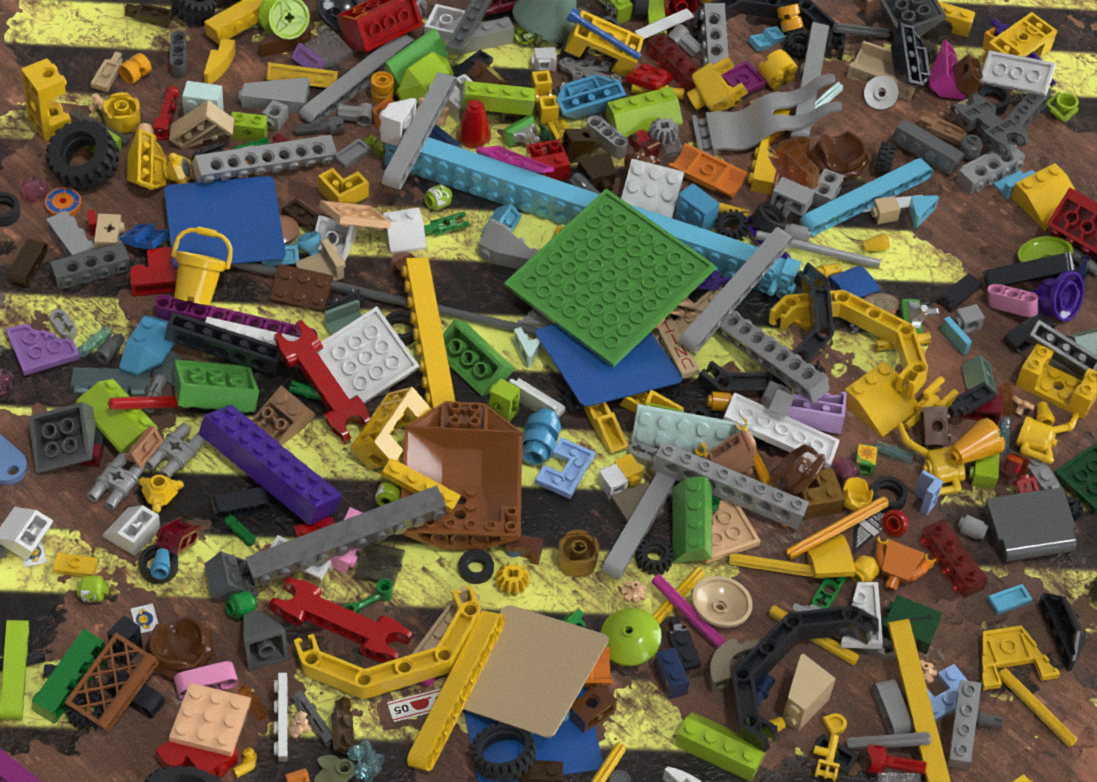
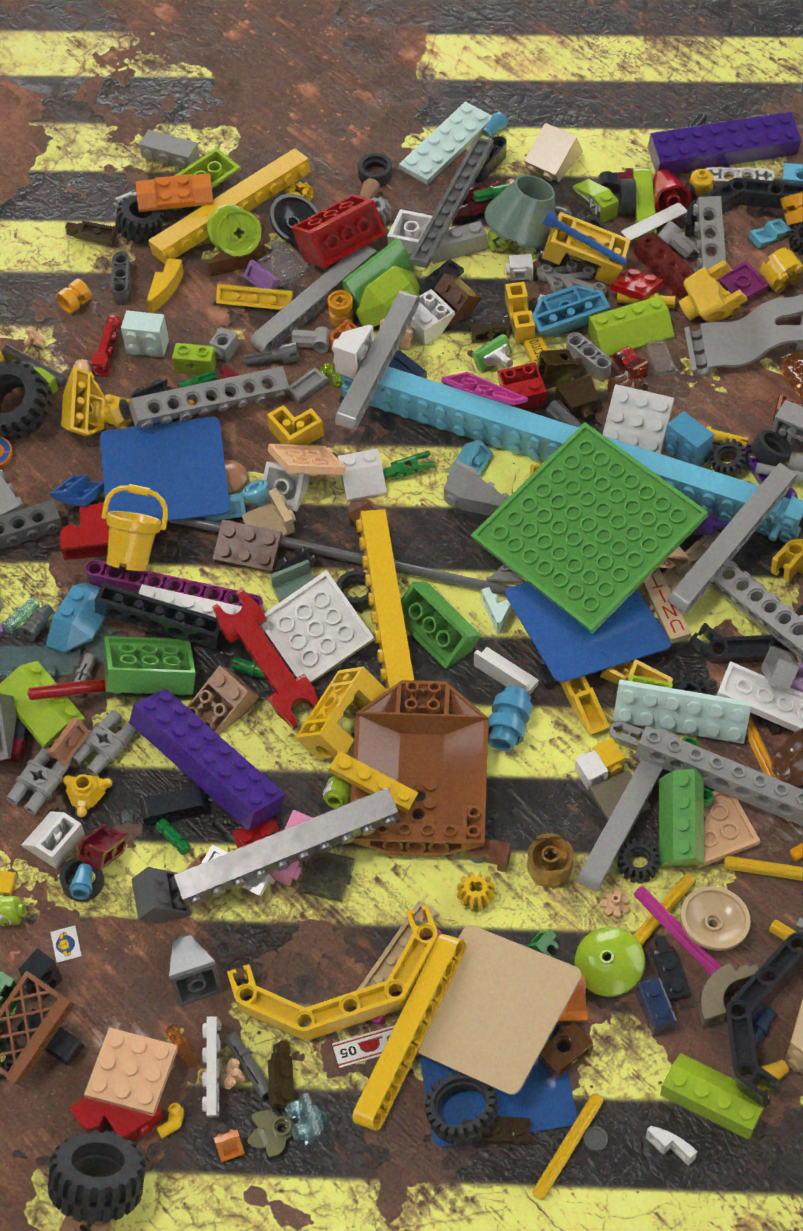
camera: 10 degrees right, 5 degrees up
(92, 221) = (23, 476): red tile -> none
(107, 73) = (44, 302): tan hinge -> none
(108, 230) = (38, 485): tan brick -> none
(122, 112) = (58, 348): yellow brick -> none
(180, 646) = (101, 981): reddish brown piece -> none
(201, 124) = (141, 359): tan wedge -> none
(215, 676) = (131, 1018): bright pink beam -> none
(240, 604) = (170, 927): green head -> none
(288, 91) = (238, 317): light grey slope -> none
(301, 214) = (249, 459): dark brown hinge -> none
(370, 634) = (314, 961): red piece -> none
(383, 592) = (328, 903): green brick -> none
(438, 197) = (400, 434): lime head -> none
(474, 126) = (441, 350): red cone -> none
(476, 577) = (429, 888): black tyre -> none
(499, 97) = (466, 316): lime slope -> none
(504, 399) = (469, 676): lime brick -> none
(544, 133) = (519, 355): dark green plant -> none
(578, 461) = (539, 771): light blue plate -> none
(664, 131) = (652, 347): light grey gear -> none
(709, 171) = (703, 393): orange piece -> none
(718, 401) = (713, 669): light orange brick -> none
(734, 452) = (729, 736): nougat torso -> none
(764, 172) = (766, 392): yellow arch -> none

